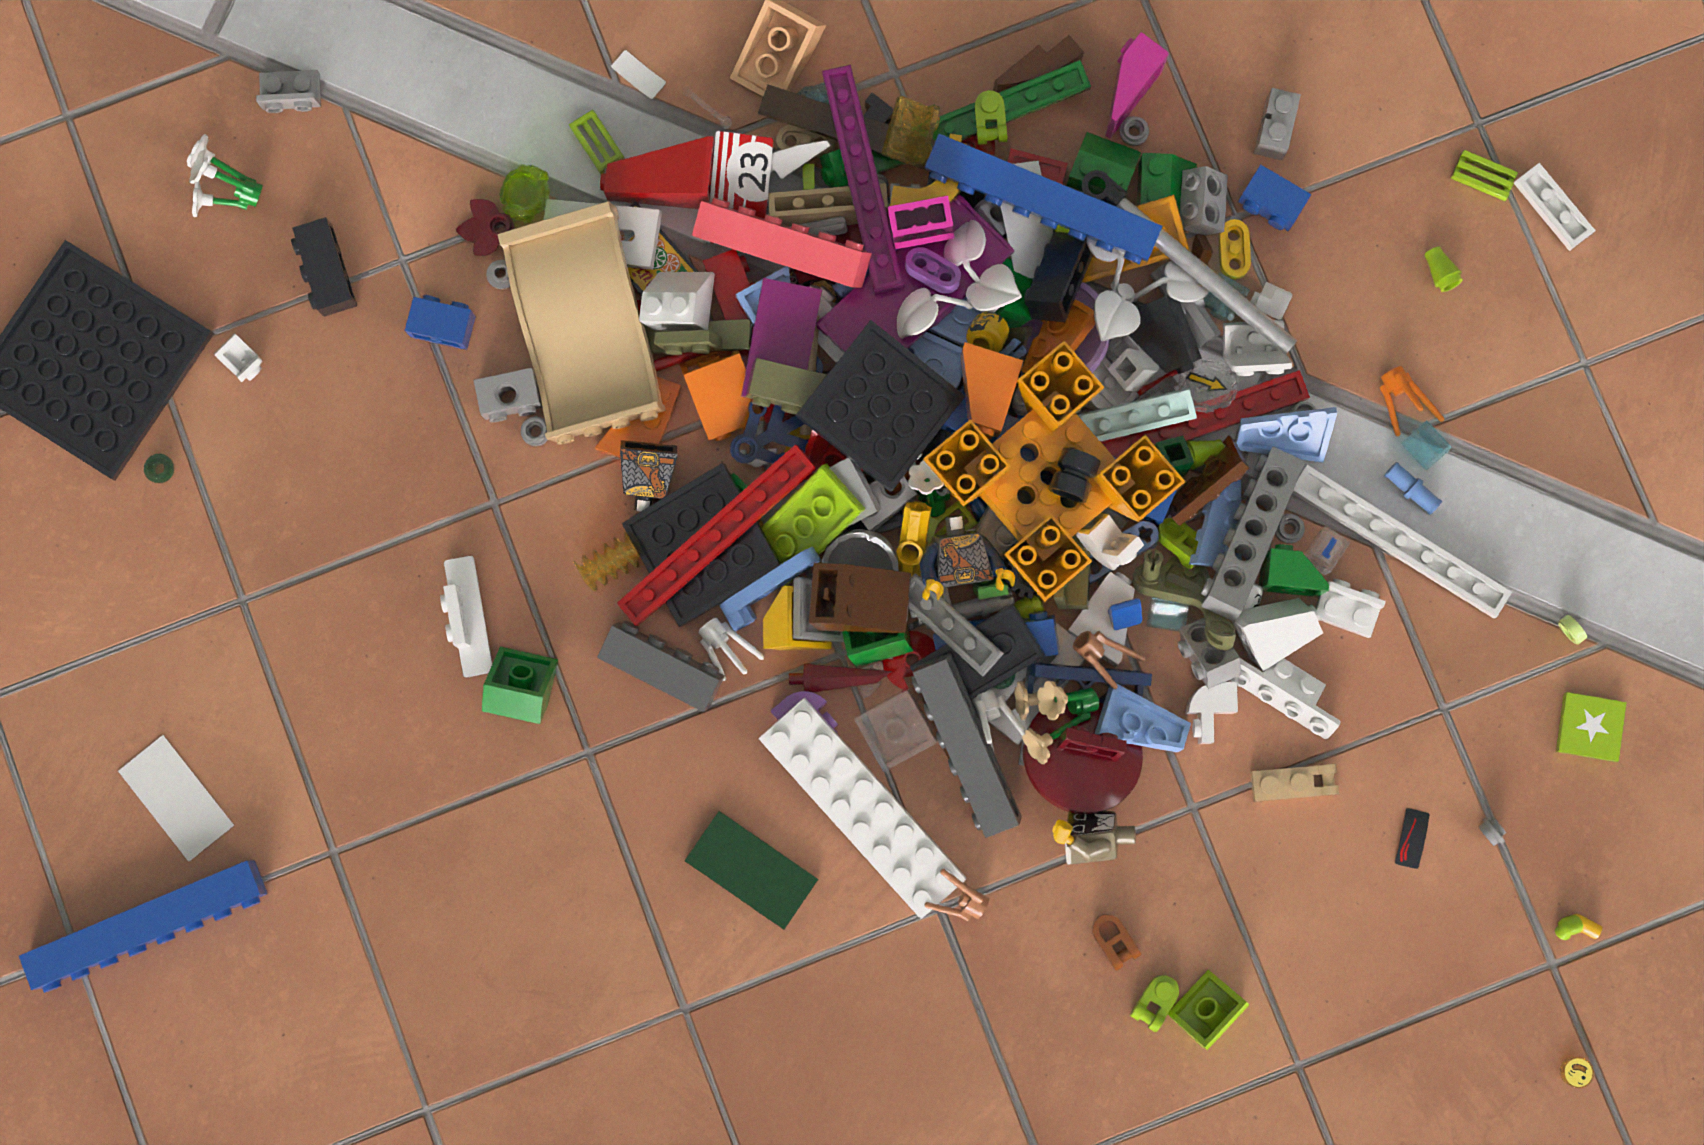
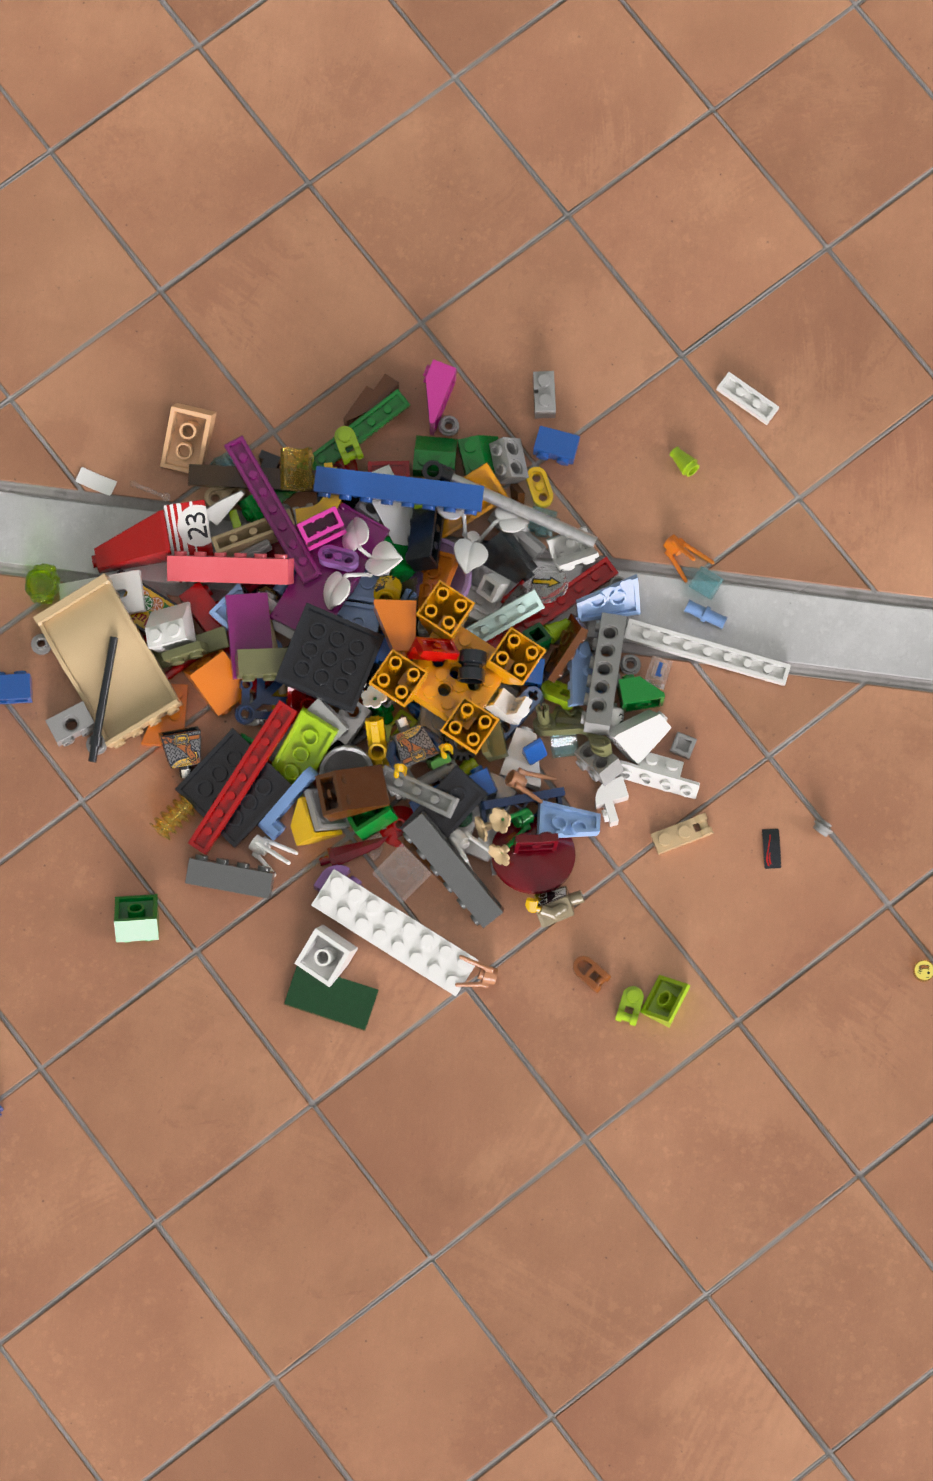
camera: 20 degrees left, 5 degrees down
(466, 616) = (87, 882): white bracket -> none
(482, 227) = (18, 615): dark red plate -> none
(533, 426) = (96, 740): none -> black bar
(583, 121) = (61, 529): lime tile -> none
(760, 811) = (326, 955): none -> white slope
(1027, 436) = (433, 649): none -> red panel
(1272, 300) = (574, 514): white bracket -> none
(1330, 660) = (683, 745): none -> light grey tile
(1350, 608) = (685, 706): white bracket -> none
(1488, 165) = (680, 380): lime tile -> none
(1572, 629) = (838, 678): yellowish green tile -> none
(1575, 924) = (895, 873): lime arm -> none
(1591, 727) = (869, 740): lime tile -> none

